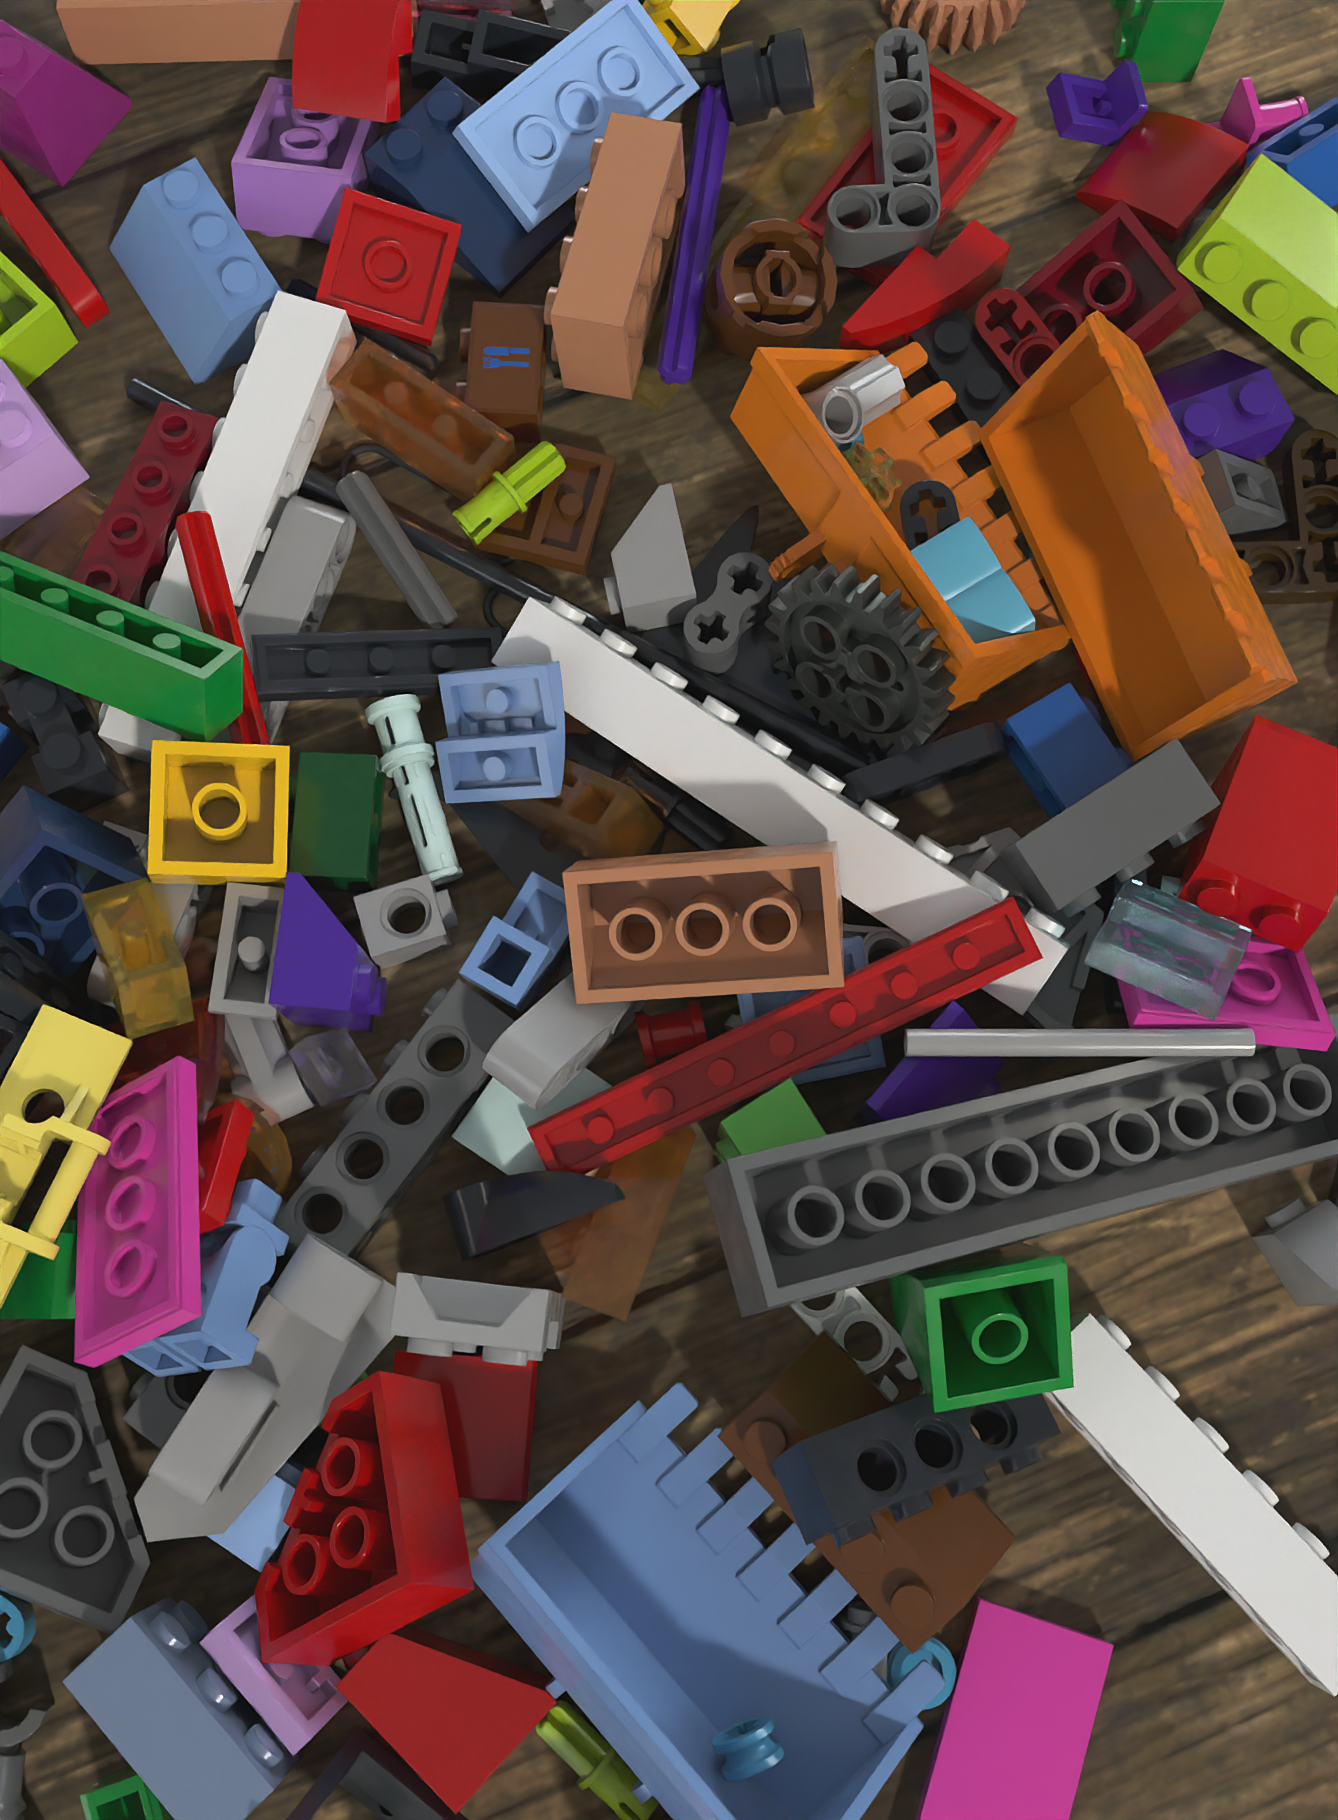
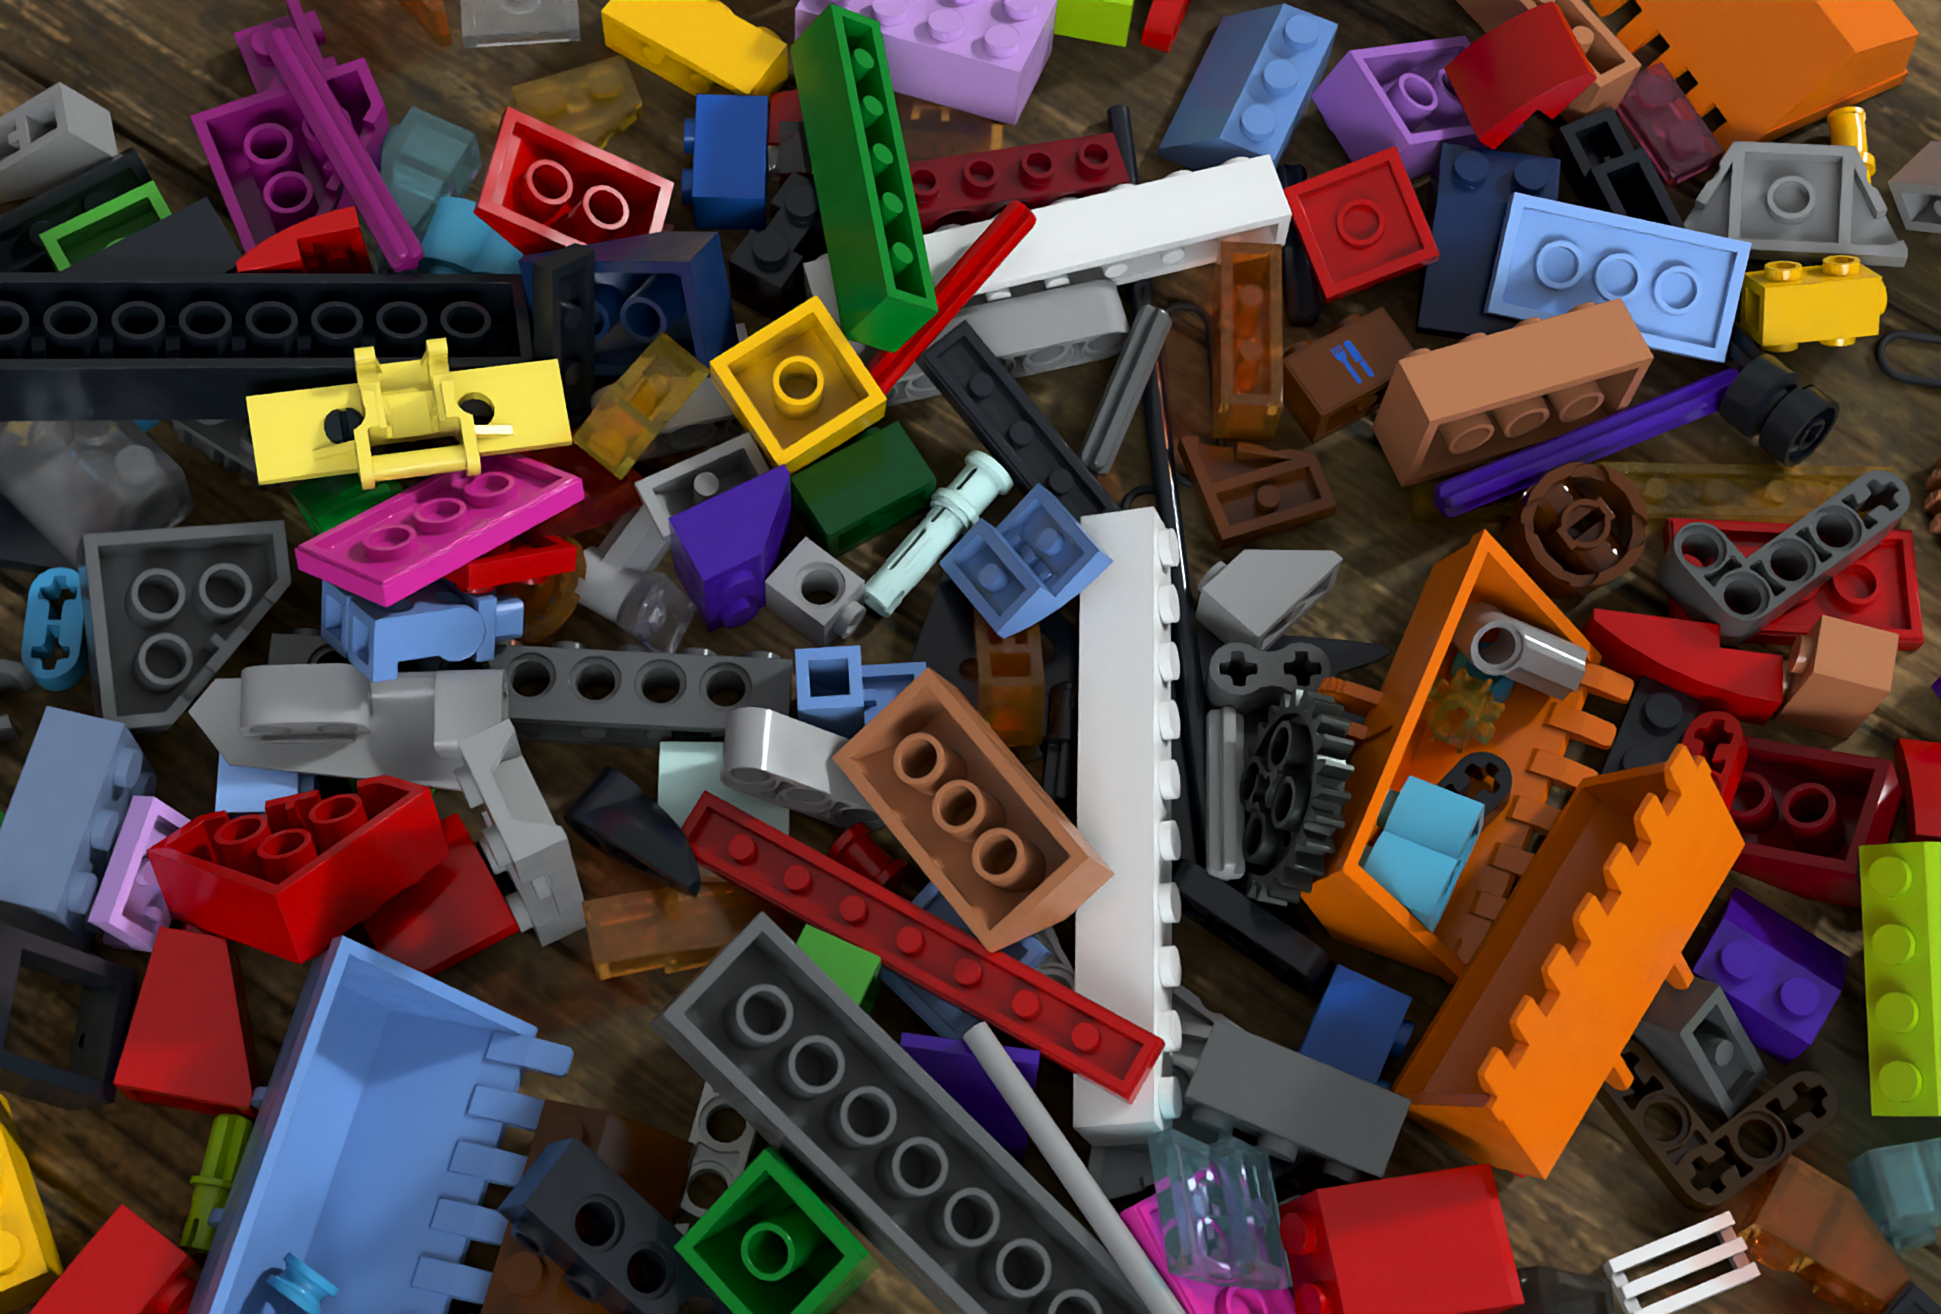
camera: 50 degrees right, 10 degrees down
(510, 491) = (1238, 438): lime axle -> none
(812, 717) = (1223, 807): none -> light grey axle
(1020, 186) = (1836, 676): none -> nougat brick

